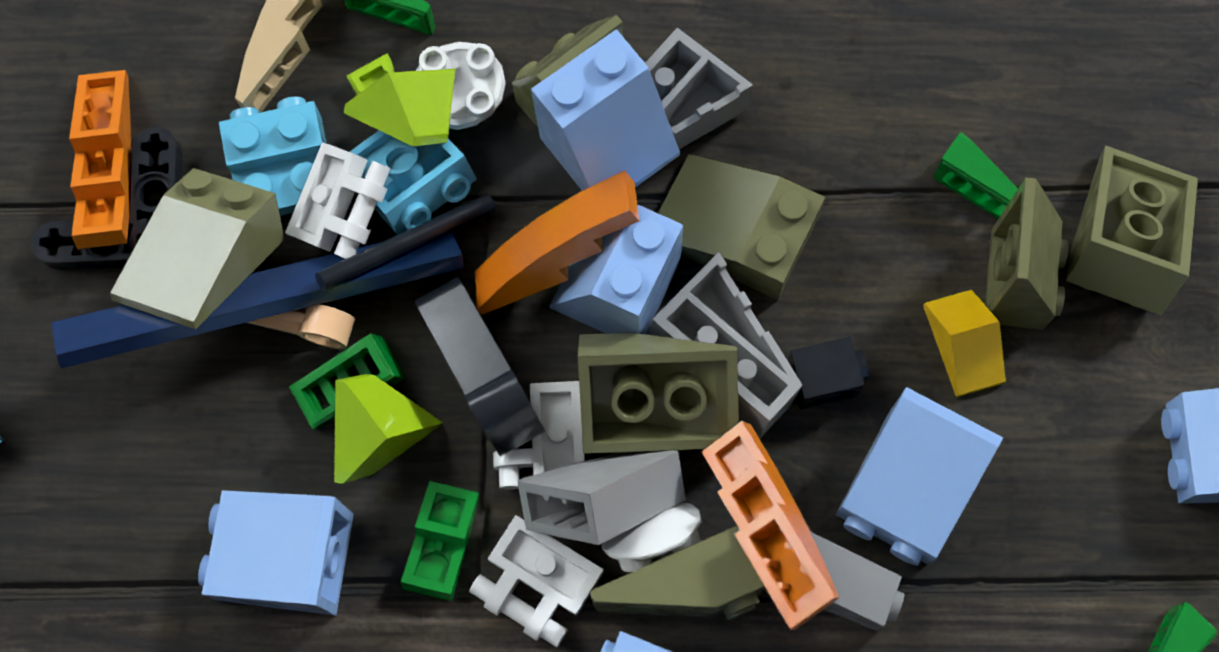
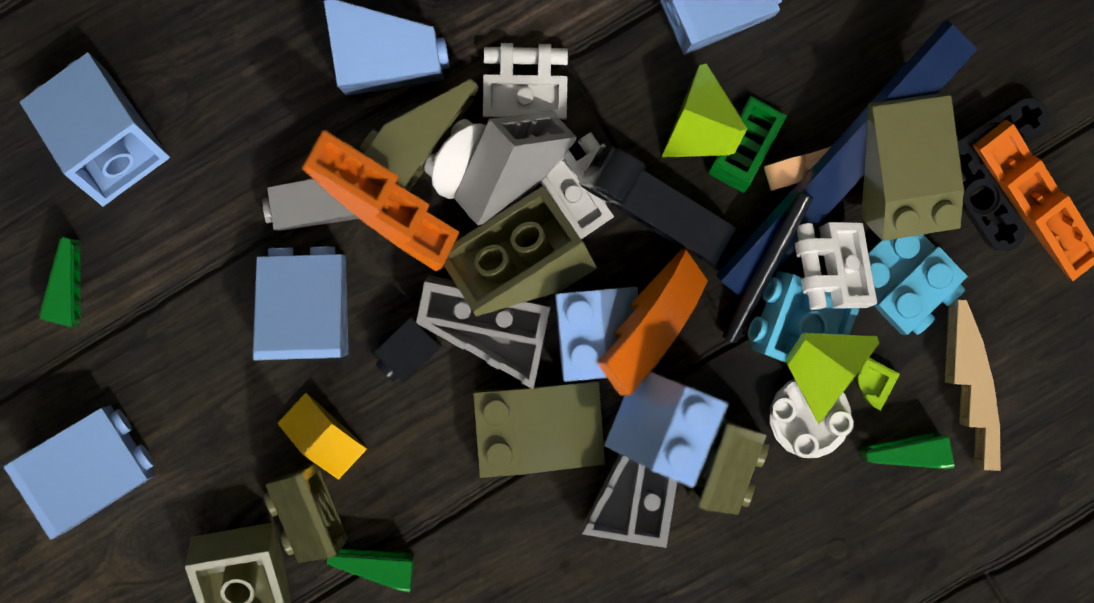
camera: 145 degrees right, 15 degrees up
(440, 541) = (609, 71): green slope -> none

